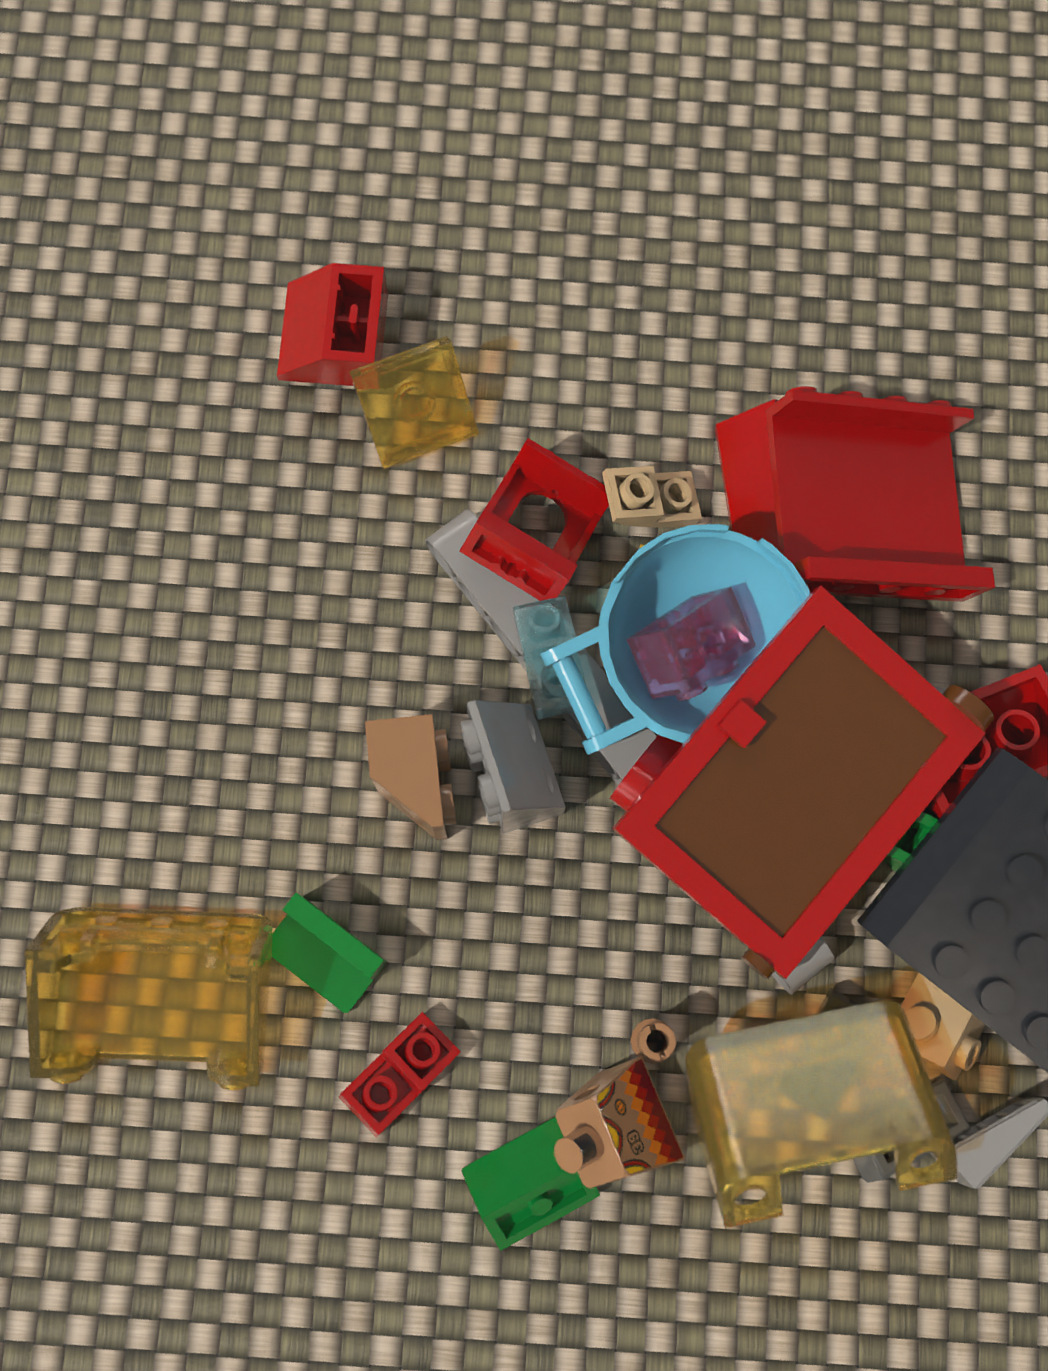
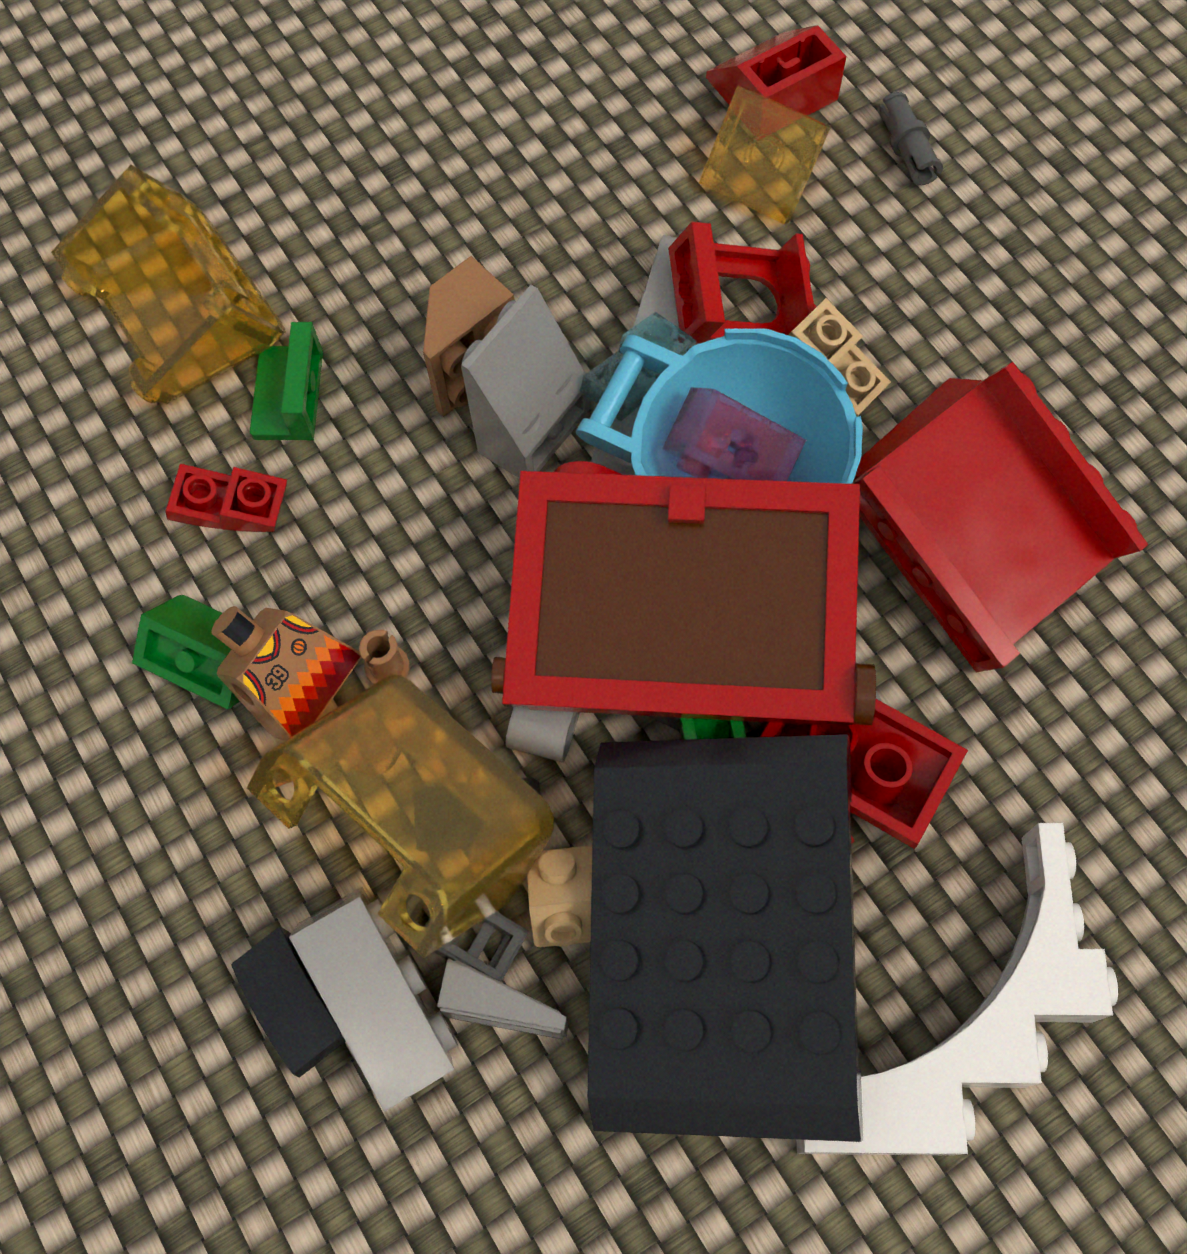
camera: 60 degrees right, 10 degrees down
(477, 273) = (910, 138): none -> dark grey pin
(884, 1300) = (287, 1002): none -> black slope
(923, 1230) = (374, 998): none -> light grey wedge

